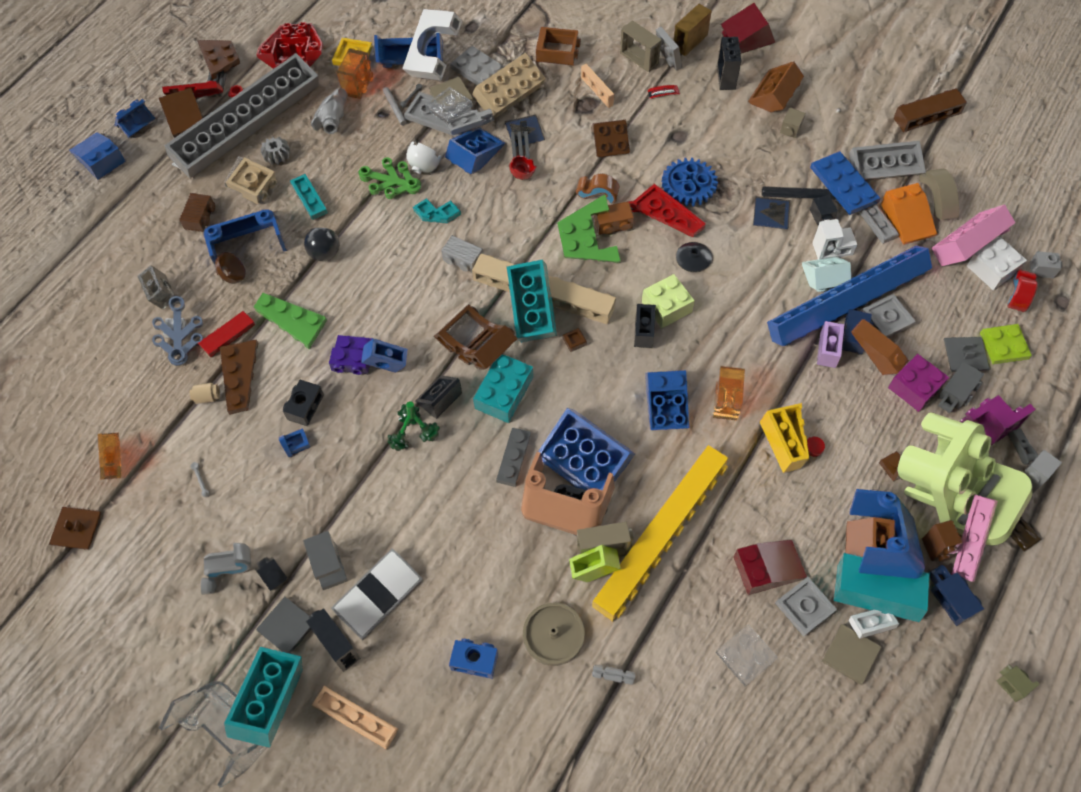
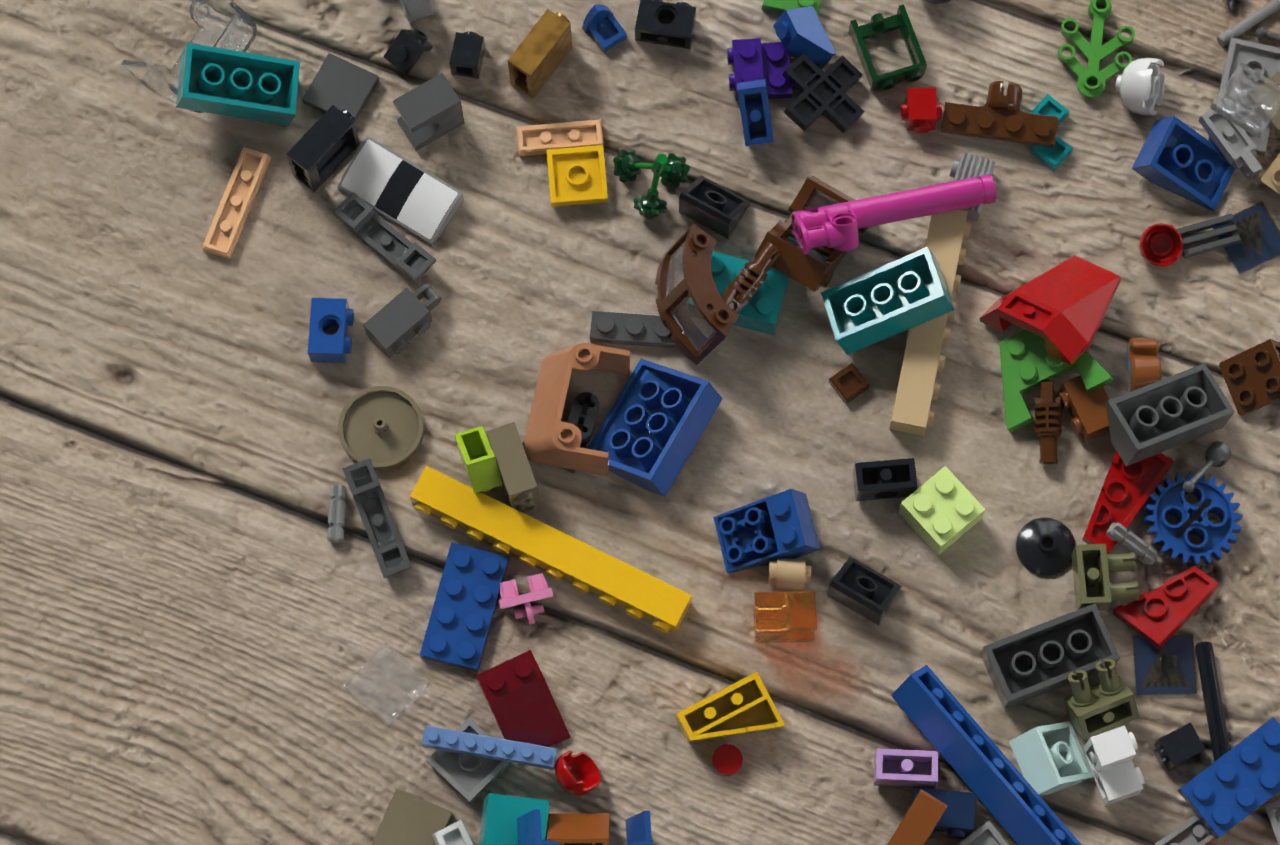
camera: 80 degrees right, 10 degrees up
(287, 531) = (467, 54): none -> black brick
(303, 479) = (540, 53): none -> pearl gold brick
(339, 322) = (803, 33): none -> blue slope
(360, 268) = (882, 25): none -> dark green window
(365, 483) = (542, 137): none -> light nougat tile
(379, 320) = (823, 93): none -> black plate
(397, 474) = (577, 176): none -> yellow plate
(405, 270) = (921, 110): none -> red brick
(412, 610) = (383, 238): none -> dark grey slope
(422, 231) = (1000, 119): none -> reddish brown plate
(477, 310) = (839, 223): none -> dark pink piece
(477, 605) = (402, 319): none -> dark grey brick
(504, 371) = (750, 278): none -> reddish brown hinge
(504, 409) = (690, 298): none -> reddish brown window
(548, 217) = (1059, 306): none -> red wedge
(619, 239) = (1048, 423): none -> reddish brown hinge
(624, 645) = (377, 518): none -> dark grey slope
(631, 176) = (1167, 414): none -> dark grey slope
(653, 164) = (1216, 456): none -> dark grey hinge
(694, 595) = (464, 607): none -> blue plate
(696, 390) = (789, 573): none -> tan brick
(697, 551) = (538, 591): none -> bright pink hips
(701, 210) = (1132, 543): none -> light grey axle
(712, 351) = (863, 590): none -> black slope
(721, 231) = (1091, 576): none -> olive brick
(739, 202) = (1167, 608): none -> red wing
(766, 260) = (1046, 654): none -> dark grey brick
(798, 240) = (1101, 706): none -> olive brick
(802, 589) = (489, 747): none -> medium blue piece
(821, 536) = (577, 773): none -> red hair

